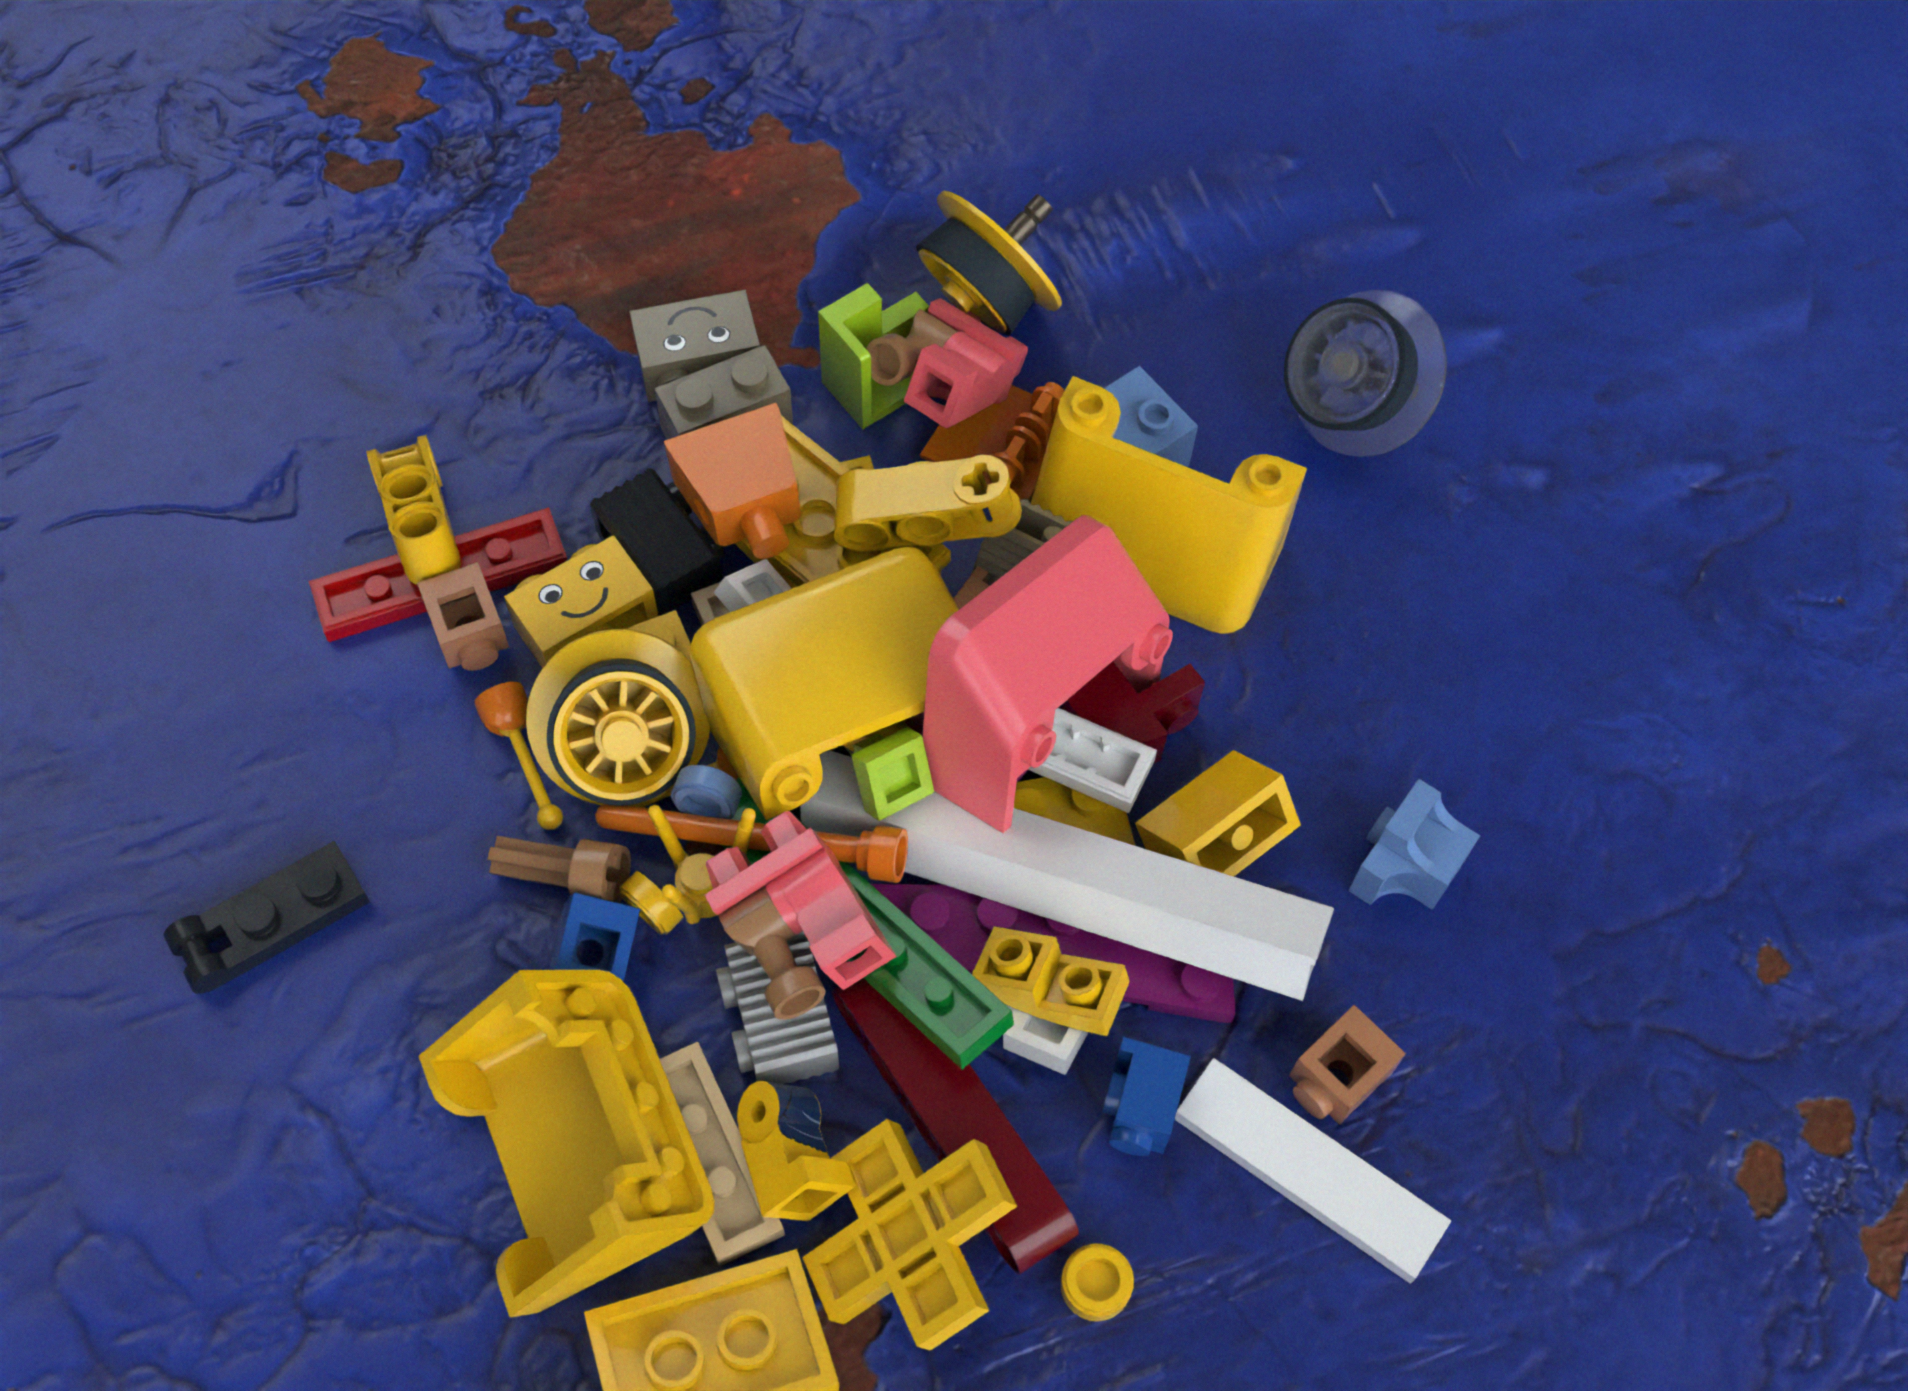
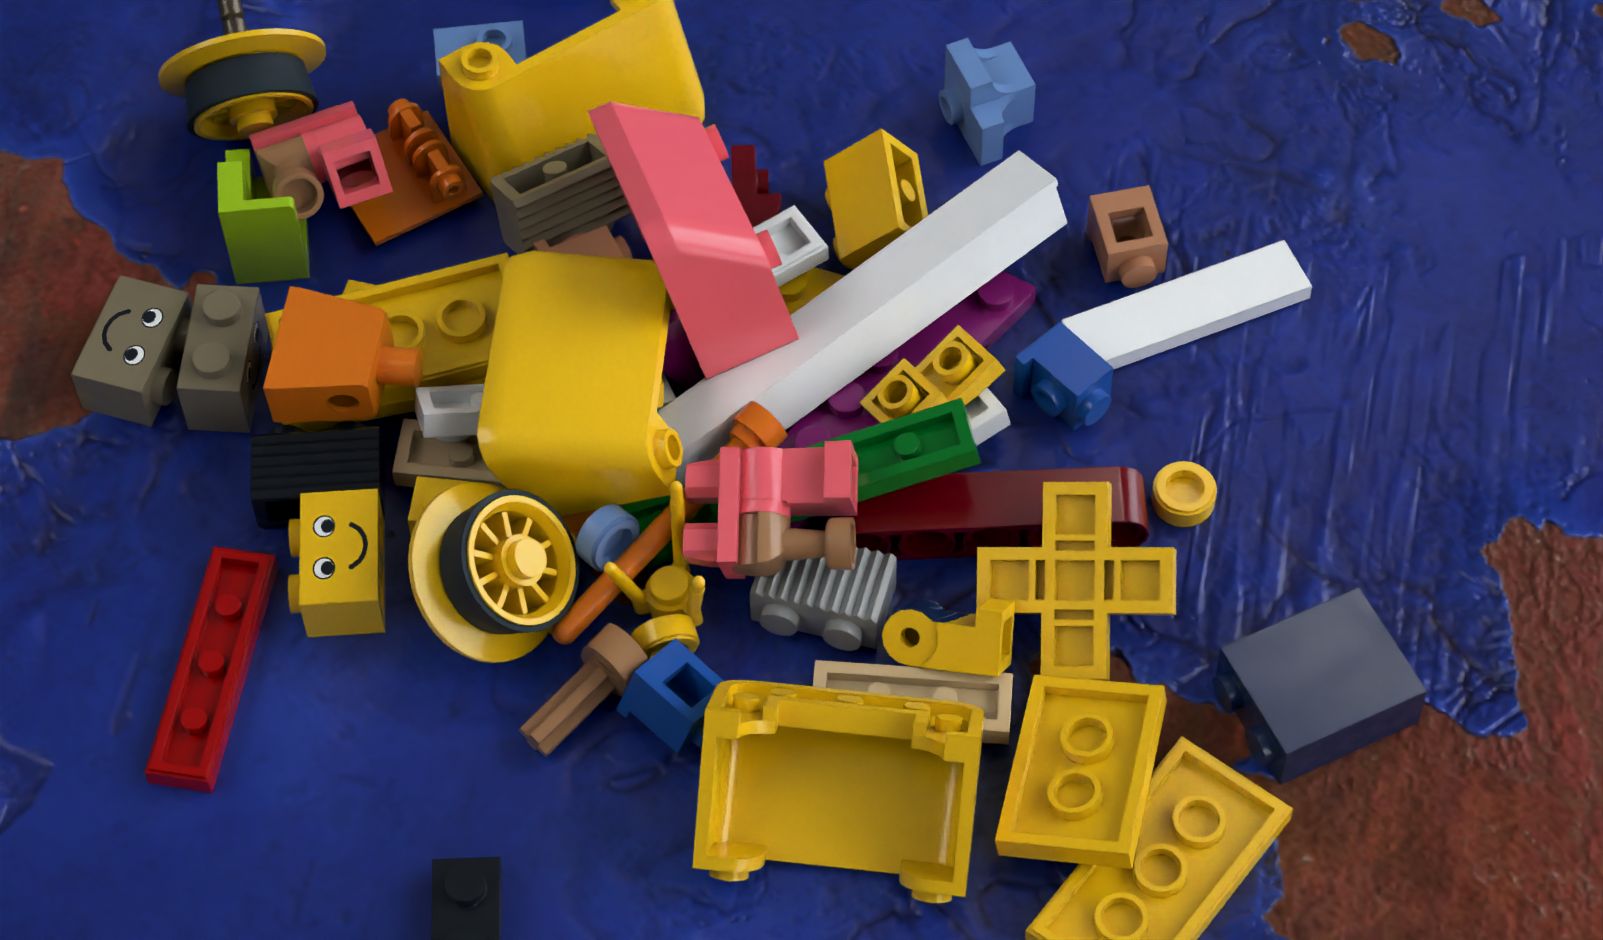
camera: 55 degrees left, 5 degrees down
(415, 509) = (143, 642): yellow piece -> none
(464, 617) = (285, 657): nougat brick -> none
(504, 714) = (403, 672): hinge -> none
(892, 772) = (696, 382): lime tile -> none
(924, 504) = (465, 234): yellow piece -> none

